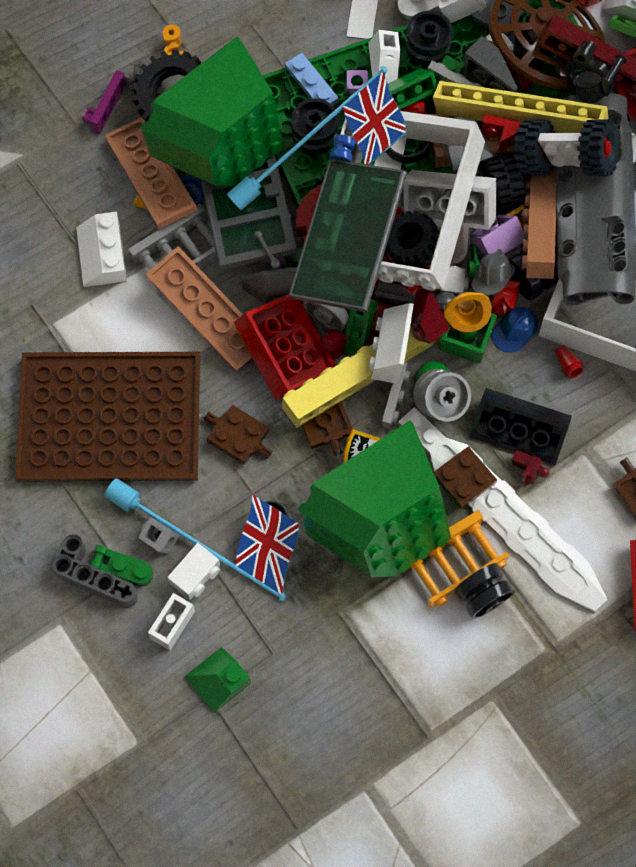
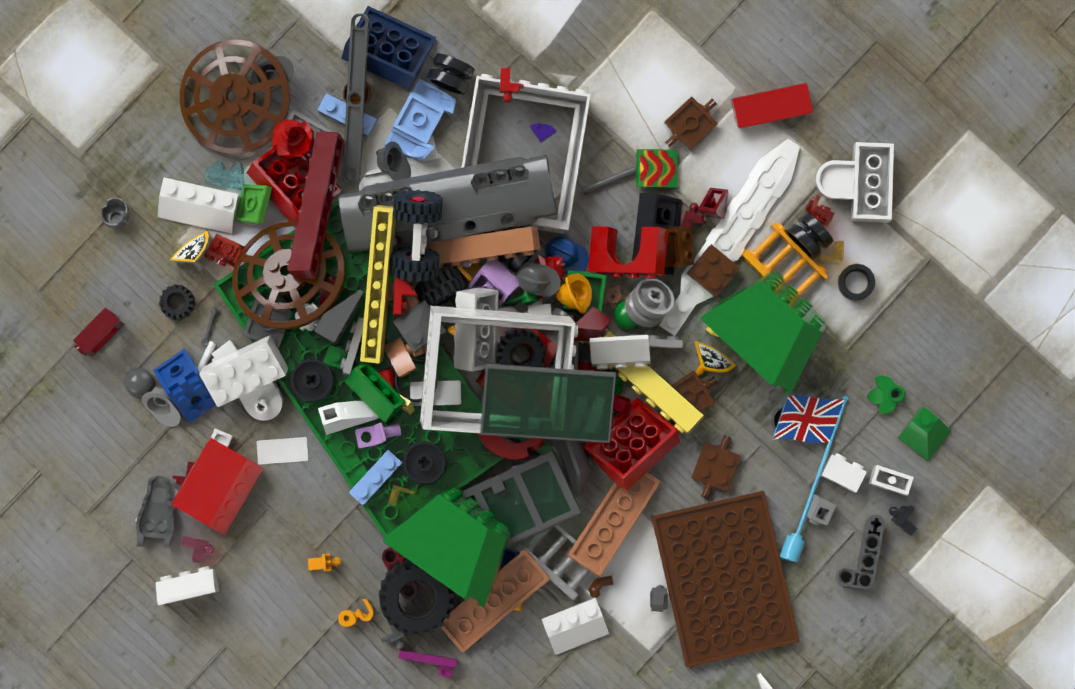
camera: 105 degrees left, 15 degrees up
(105, 338) = (658, 599): none -> dark grey piece
(122, 566) = (850, 534): green plate -> none
(123, 626) = (900, 518): none -> black piece
(140, 284) = (598, 583): none -> reddish brown arm
(235, 25) = (324, 562): none -> light orange piece
(274, 262) = (570, 465): dark grey hinge -> none
(275, 642) = (883, 394): none -> green plate
(286, 91) = (396, 493): none -> clear yellow panel
(342, 148) = (471, 424): blue wheel -> none
(371, 119) = (436, 406): flag -> none
(423, 622) = (860, 268): none -> black tyre
(457, 618) = (836, 255): none -> clear yellow panel
(462, 363) = (613, 291): none -> nougat plate
(496, 398) = (648, 262): none -> red arch
(501, 441) = (679, 247): none -> reddish brown hinge
(517, 603) = (822, 213): none -> clear red bracket
(538, 671) = (863, 180): none -> white brick
(544, 495) = (714, 203): none -> dark red slope
(569, 363) = (589, 204): red cone -> none
(592, 390) = (609, 180): none -> dark grey bar
(594, 80) = (337, 228): black piece -> none
(597, 443) = (656, 168): none -> slope

